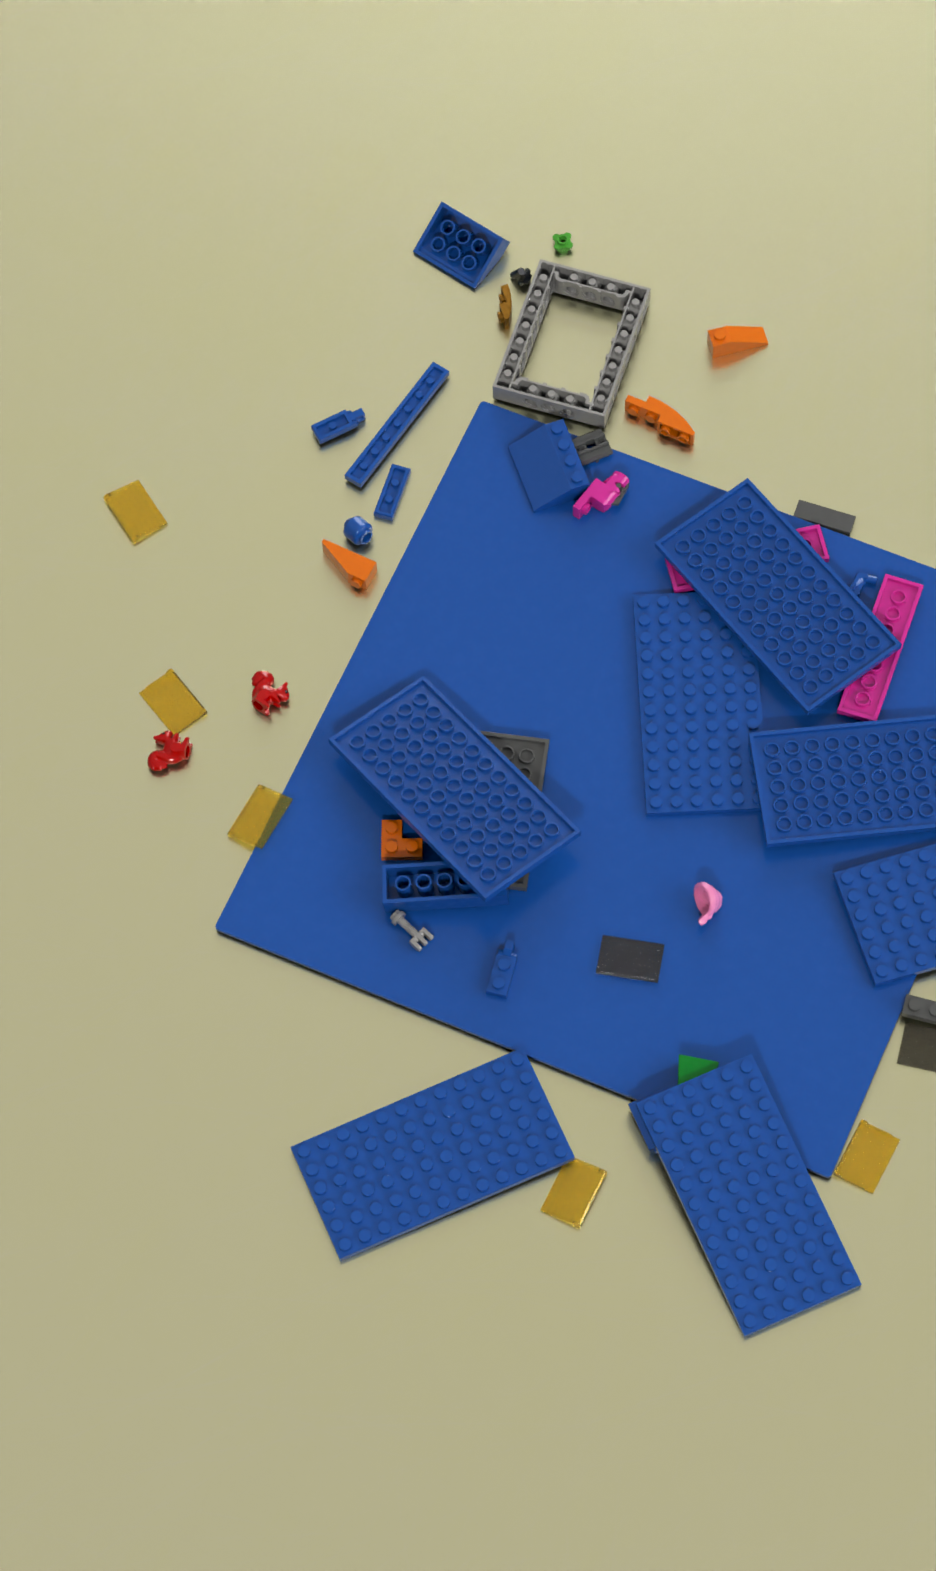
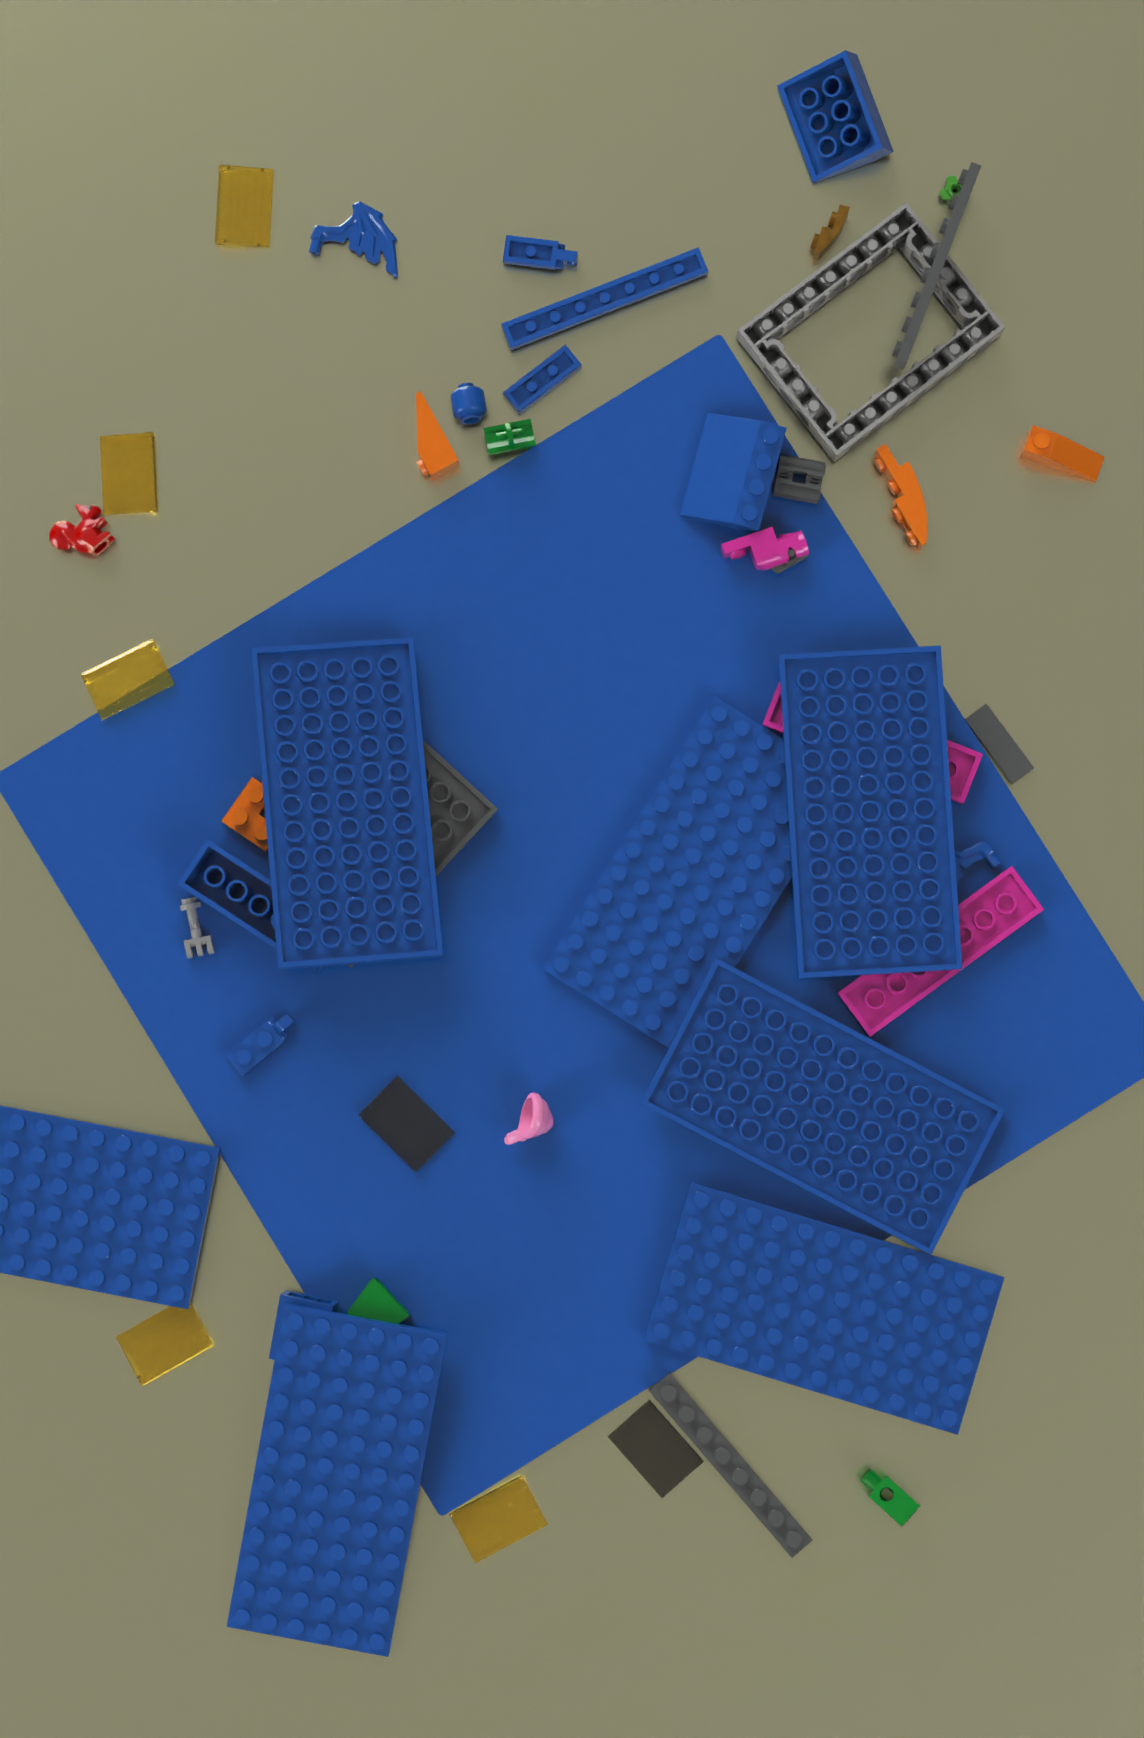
camera: 30 degrees right, 20 degrees up
(221, 479) = (365, 234): none -> blue animal
(265, 695) = (230, 533): red animal -> none
(397, 532) = (509, 437): none -> green hips
(522, 275) = (879, 206): black plate -> none
(586, 285) = (939, 254): none -> dark grey plate

